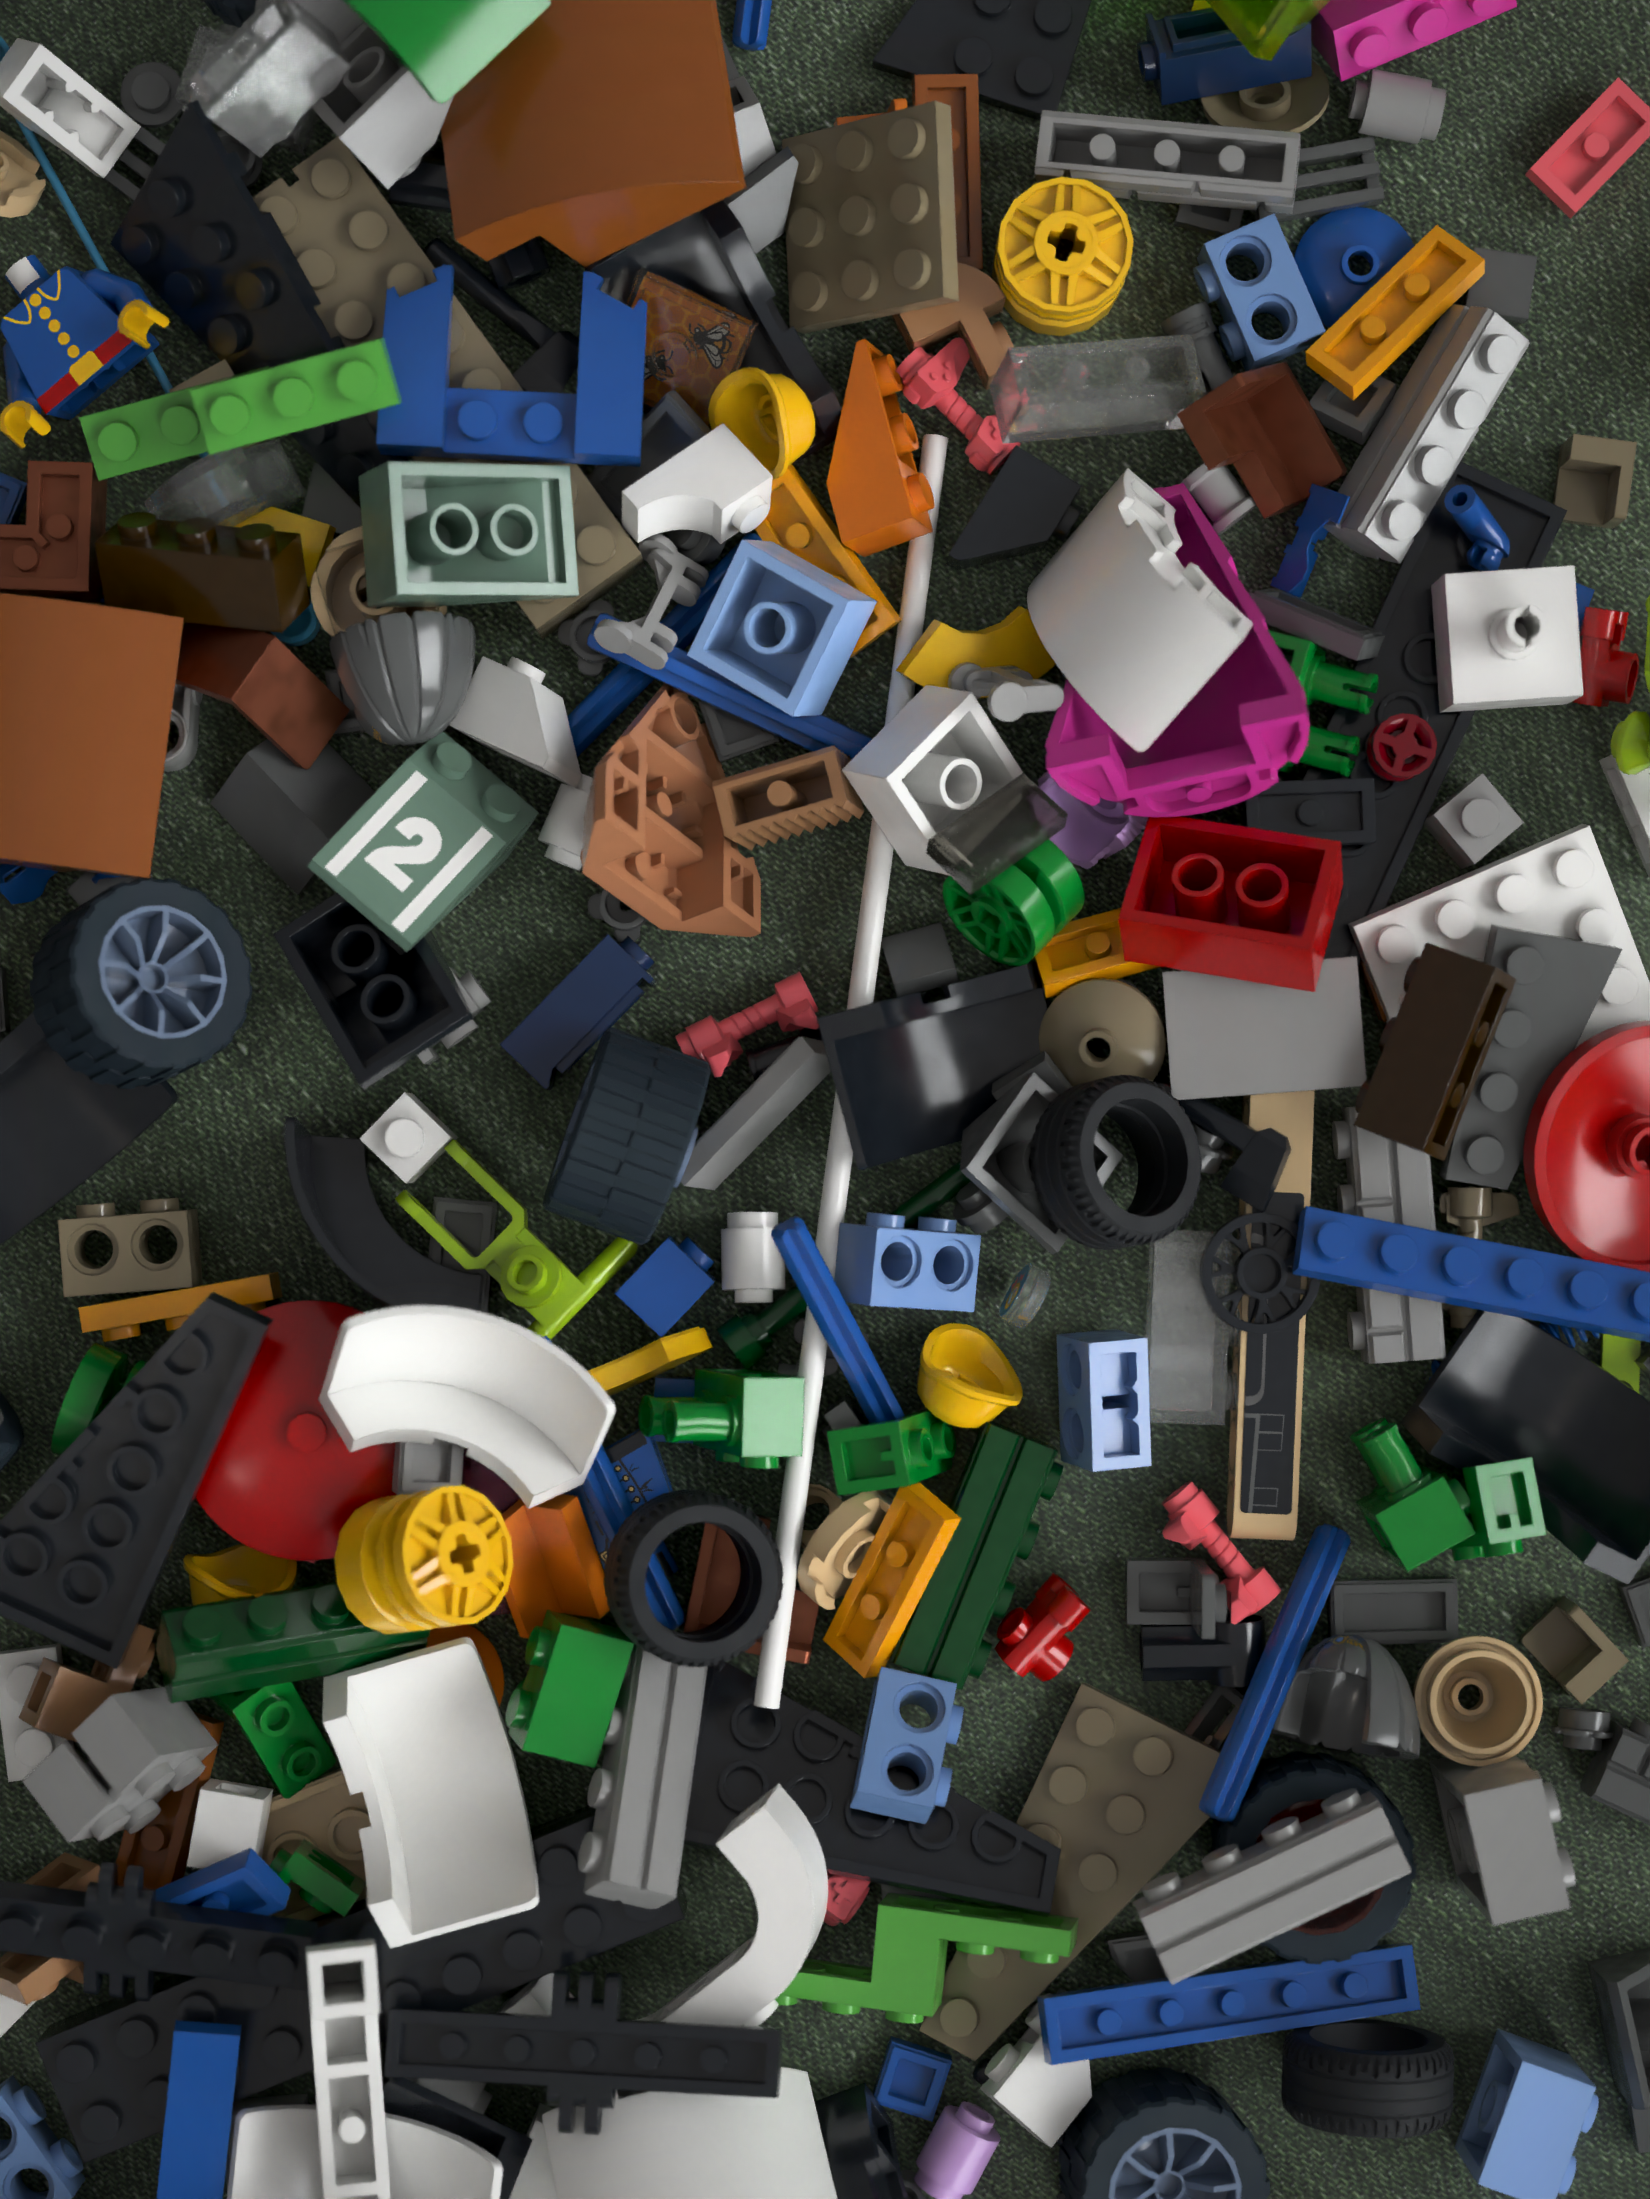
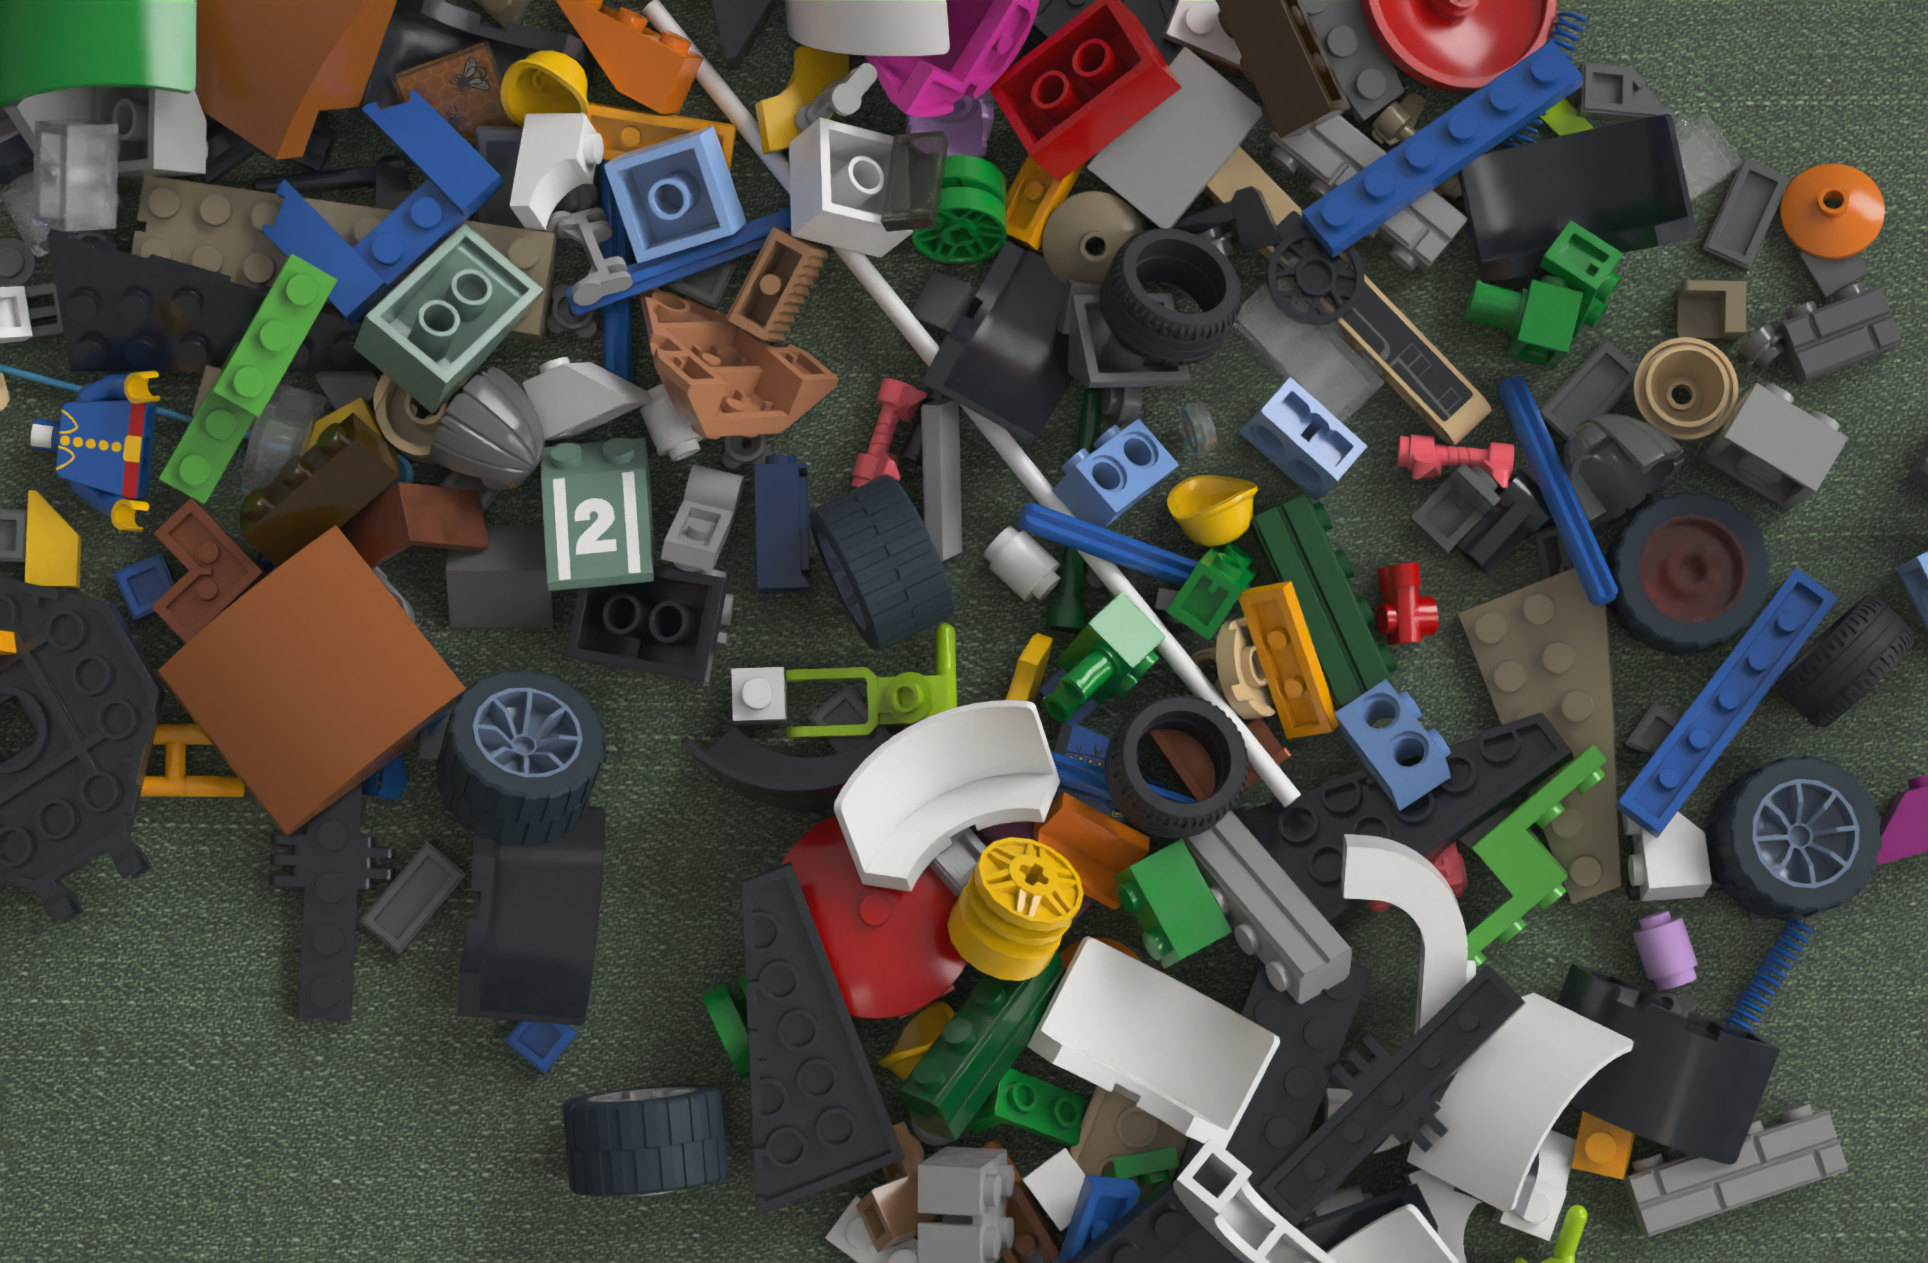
camera: 45 degrees left, 5 degrees down
(123, 1317) = (725, 929): light orange plate -> none
(131, 1264) = (677, 932): dark tan brick -> none
(512, 938) = (703, 519): none -> light grey plate
(668, 1283) = (991, 628): blue brick -> none
(911, 2078) = (1597, 937): blue tile -> none
(1271, 1885) = (1675, 602): light grey brick -> none

